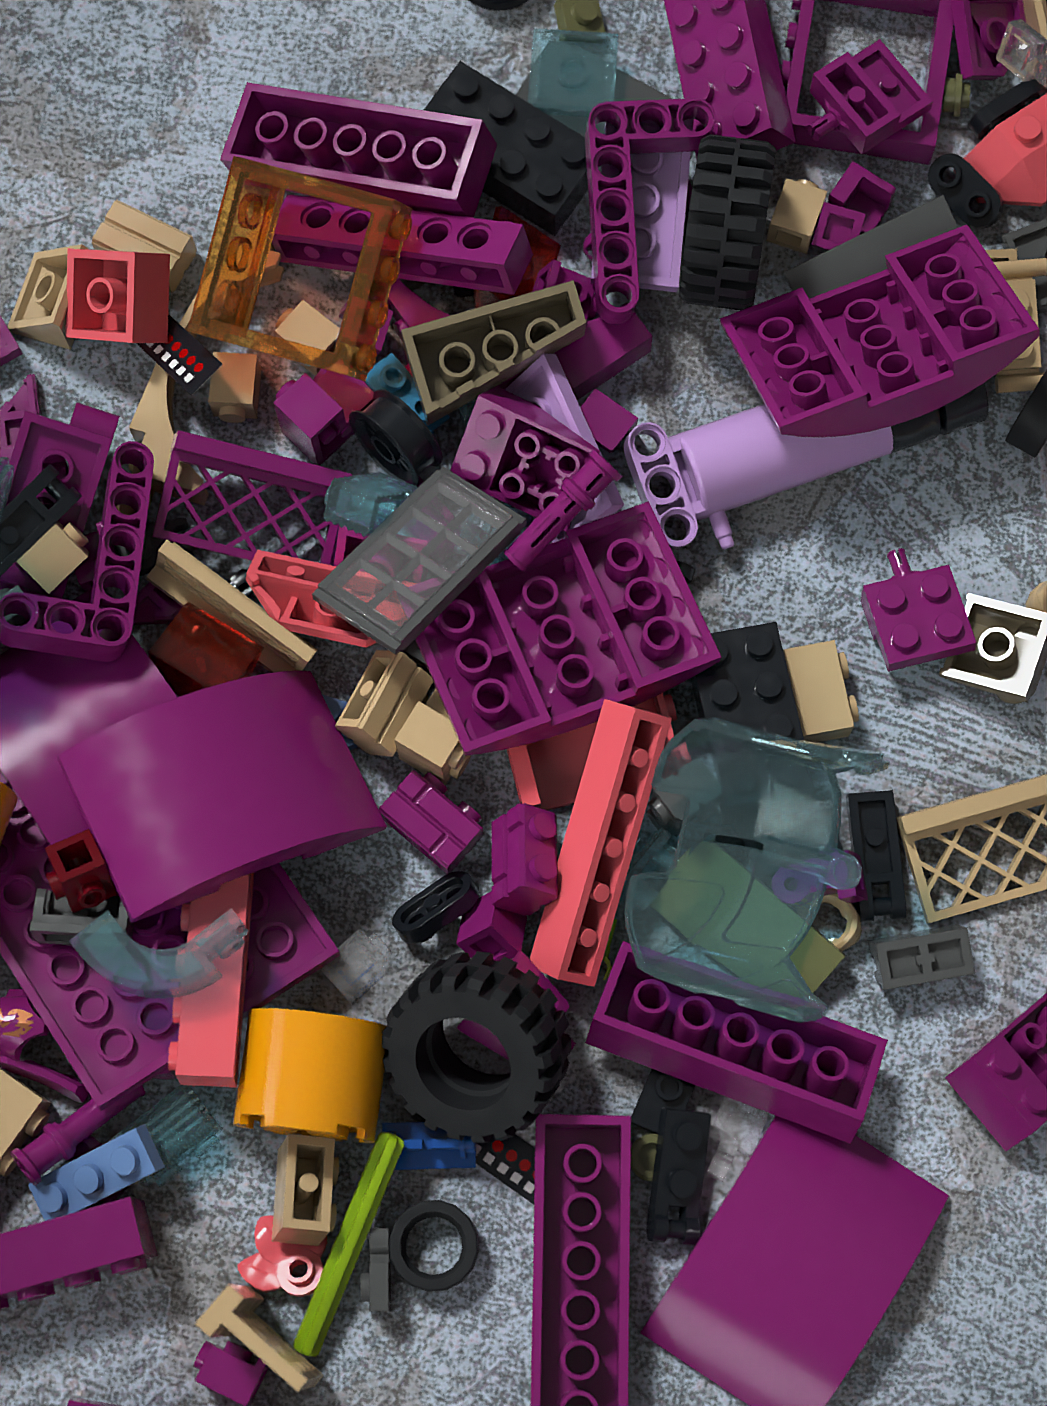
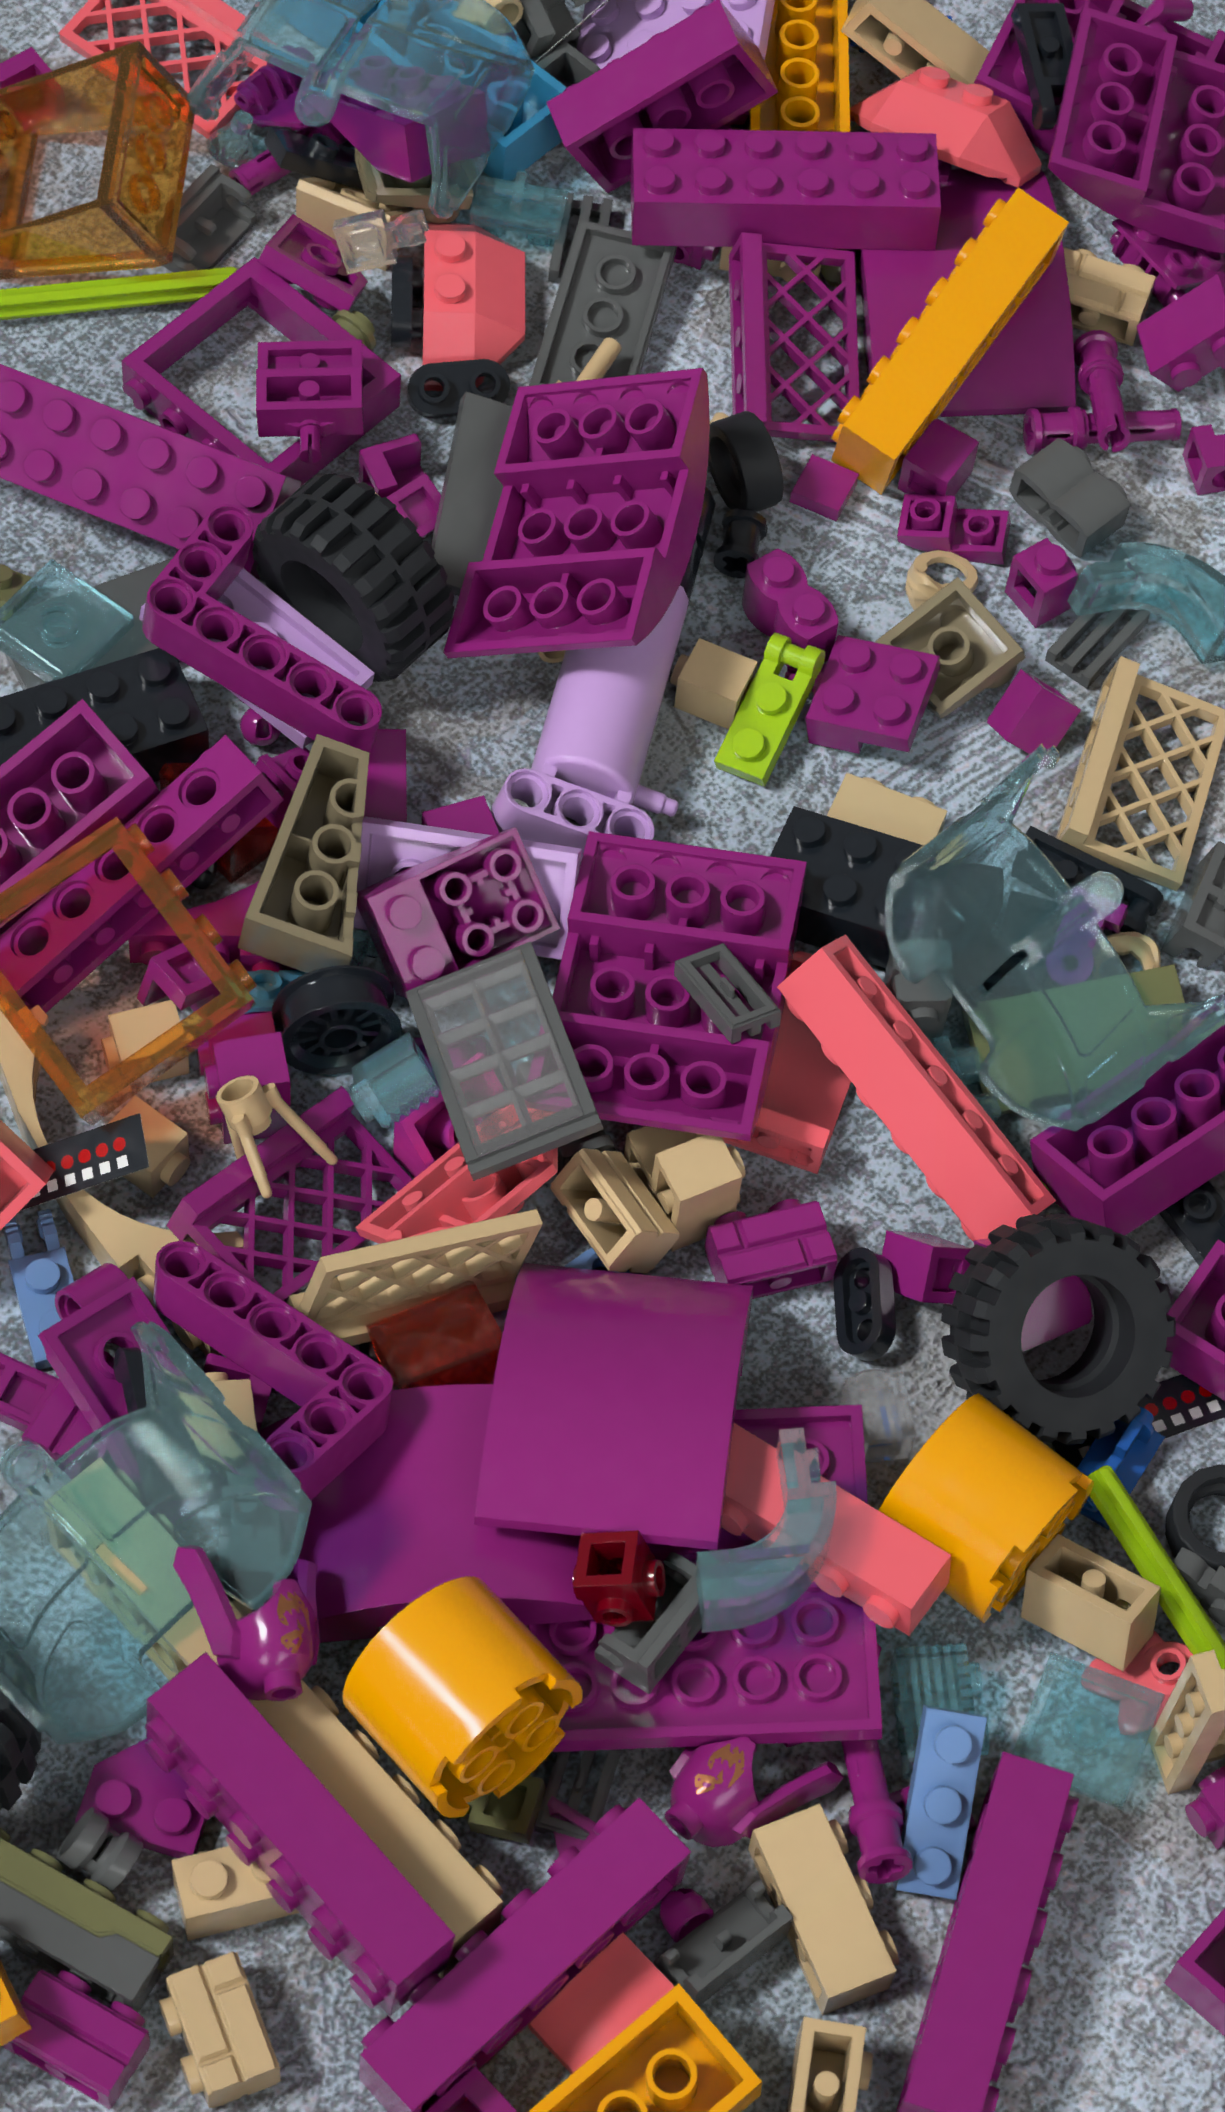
camera: 65 degrees left, 15 degrees down
(105, 387) = (37, 1280): none -> medium blue hinge
(218, 1242) = (1089, 1728): none -> clear light blue plate
(267, 429) = (248, 1113): none -> tan plant
(524, 859) = (879, 1180): magenta brick -> none
(557, 697) = (718, 996): none -> dark grey tile
(577, 494) = (547, 875): magenta pin -> none
(850, 508) = (712, 682): none -> tan brick
(855, 558) = (769, 710): none -> lime plate
(947, 519) = (782, 602): none -> magenta brick
(982, 453) = (741, 541): none -> black bush
(990, 737) = (1032, 713): none -> magenta panel

